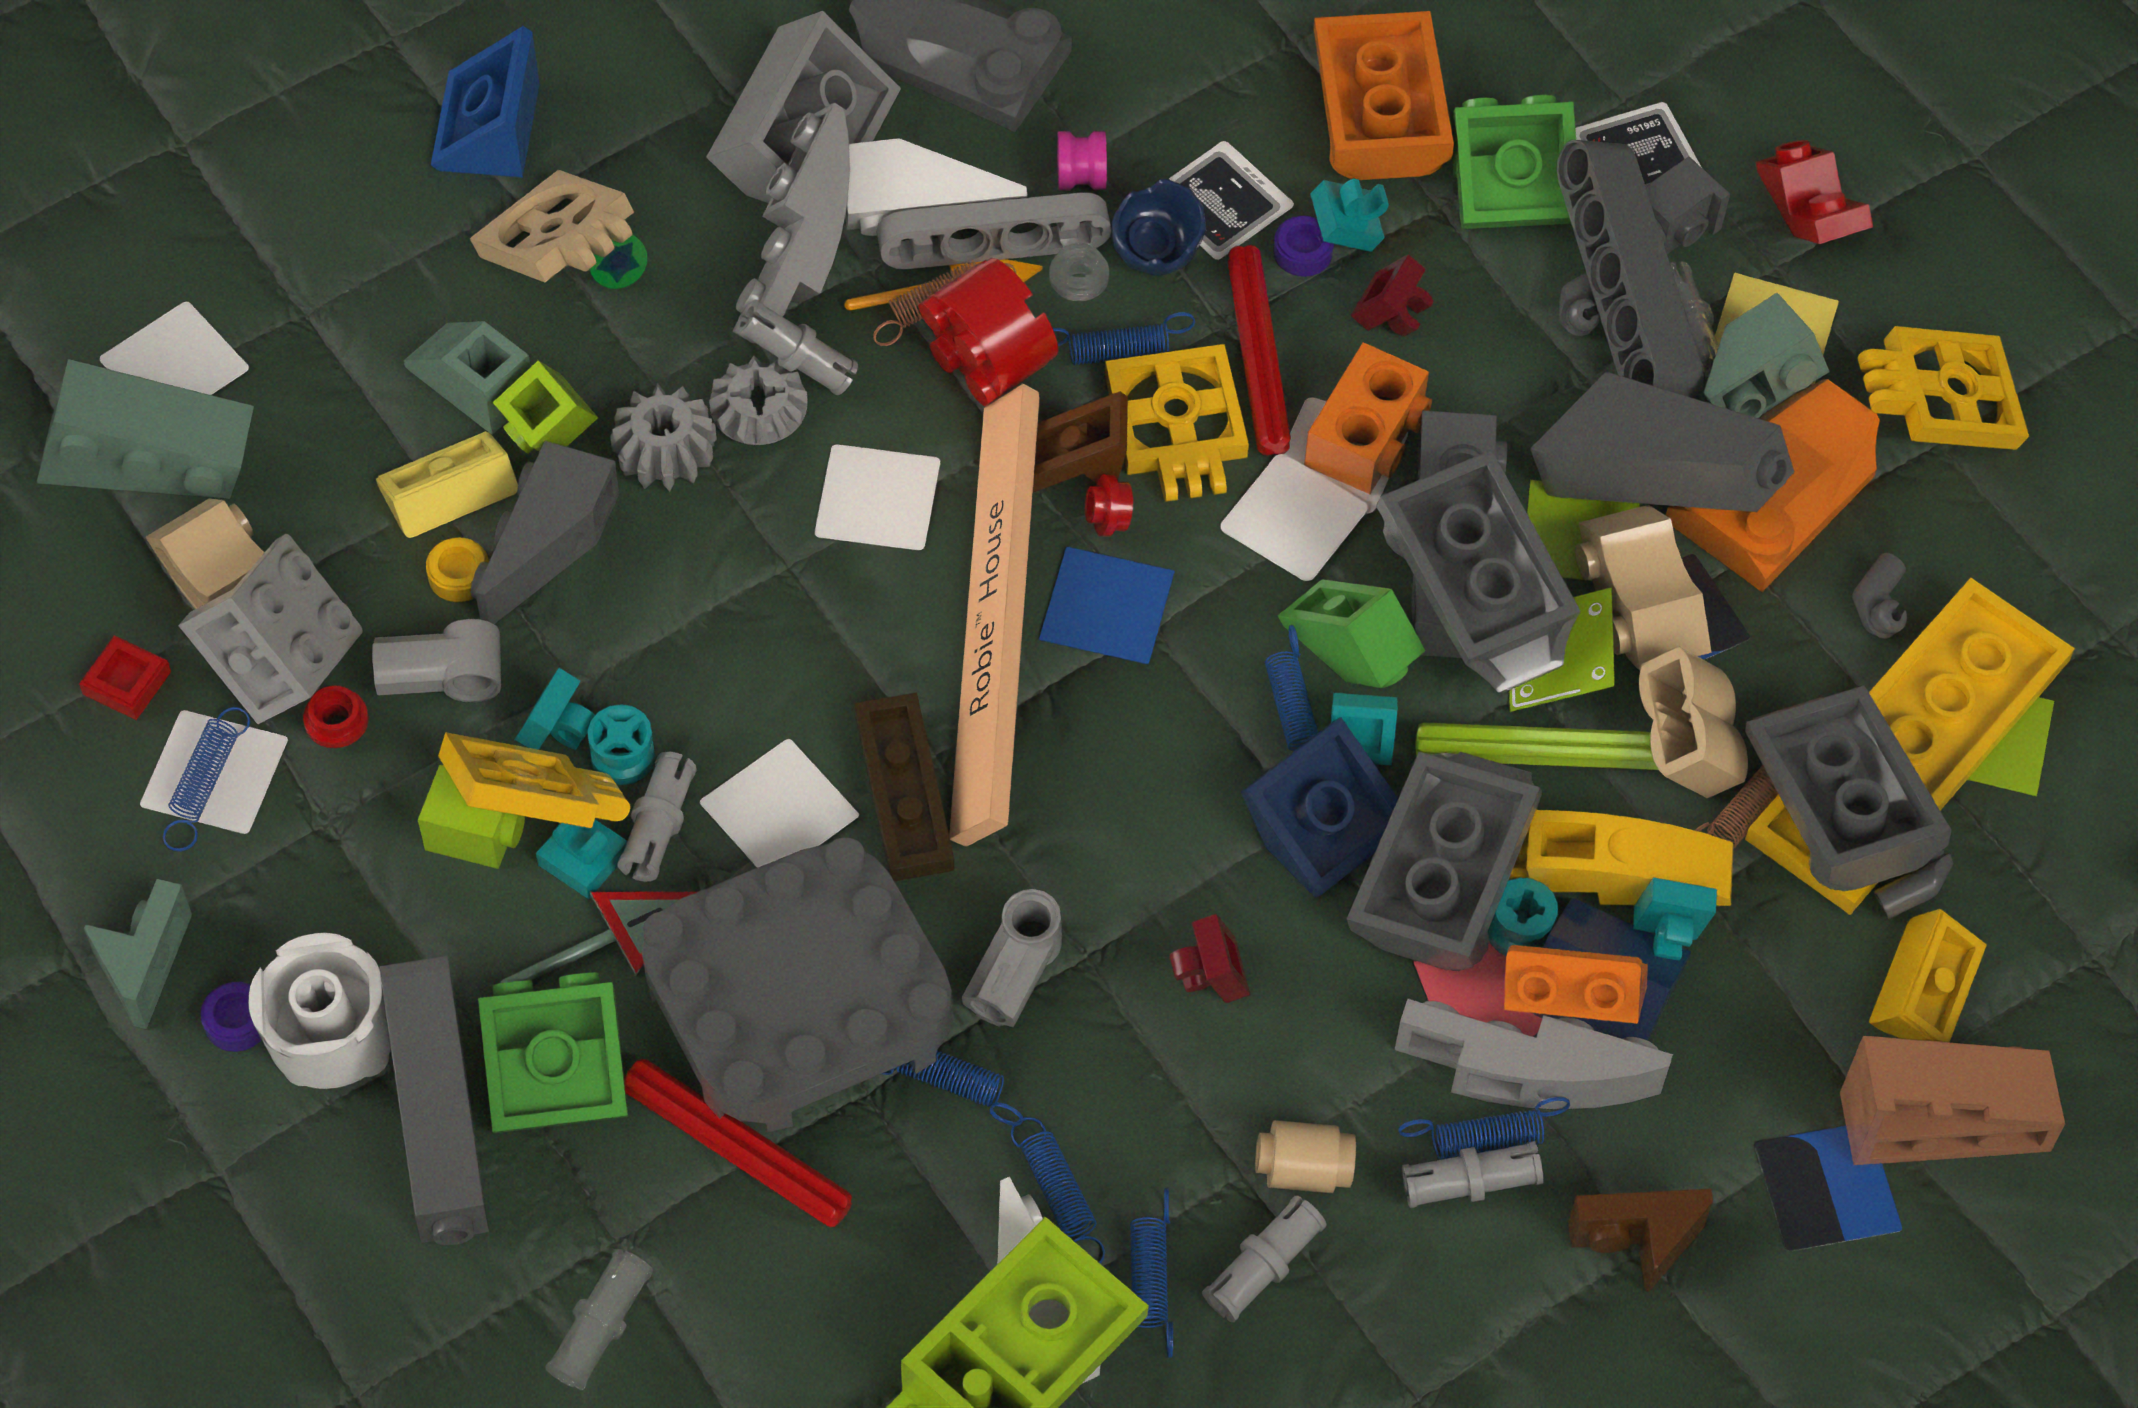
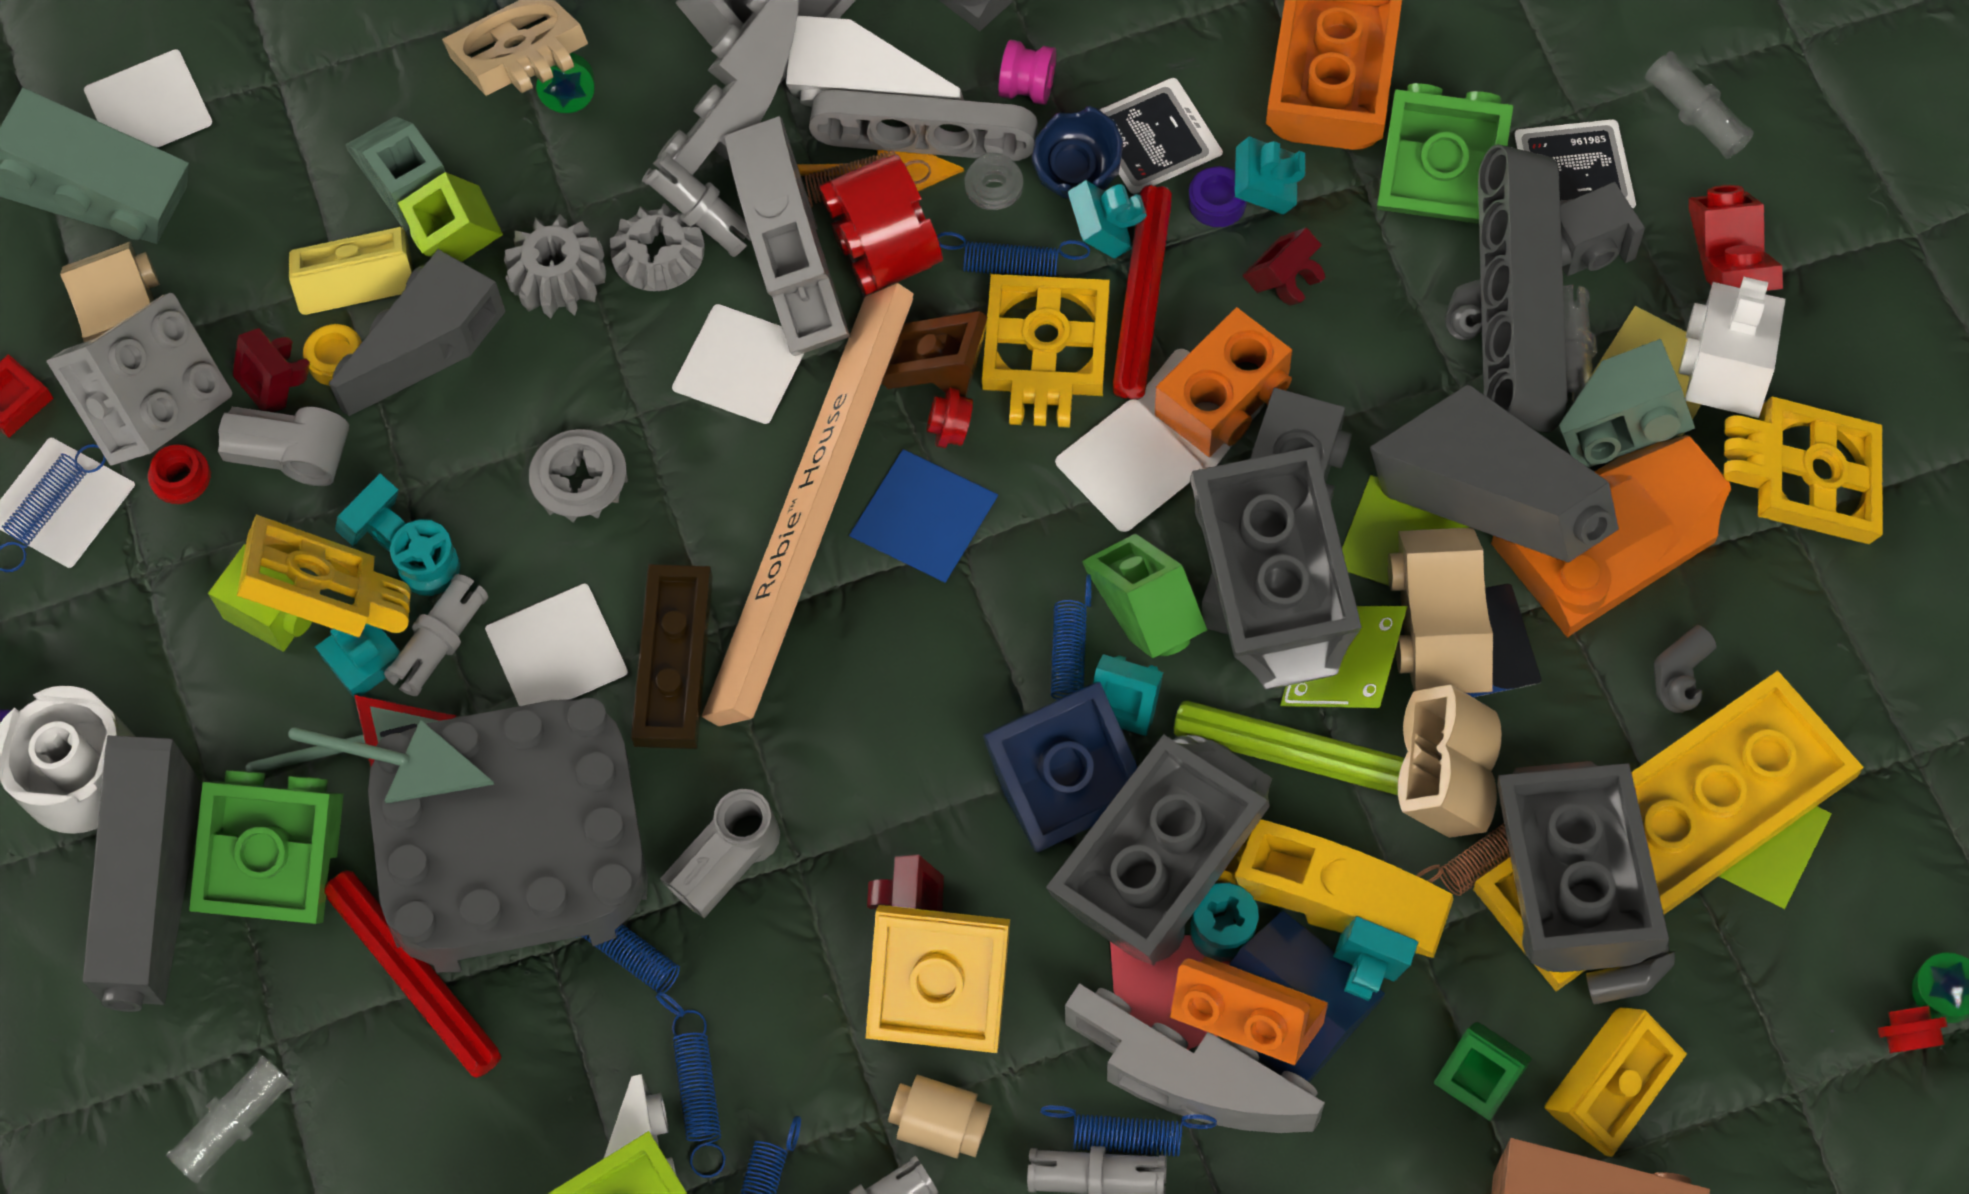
camera: 20 degrees right, 5 degrees up
(395, 596) = (263, 369): none -> dark red tile
(701, 934) = (424, 770): none -> sand green piece
(773, 621) = (561, 458): none -> light grey gear
(895, 360) = (785, 236): none -> light grey slope
(1204, 282) = (1105, 216): none -> teal tile
(1267, 1027) = (937, 978): none -> yellow tile
(1742, 72) = (1699, 105): none -> clear pin
(1803, 1002) = (1482, 1070): none -> green slope
(1845, 287) = (1733, 347): none -> white brick

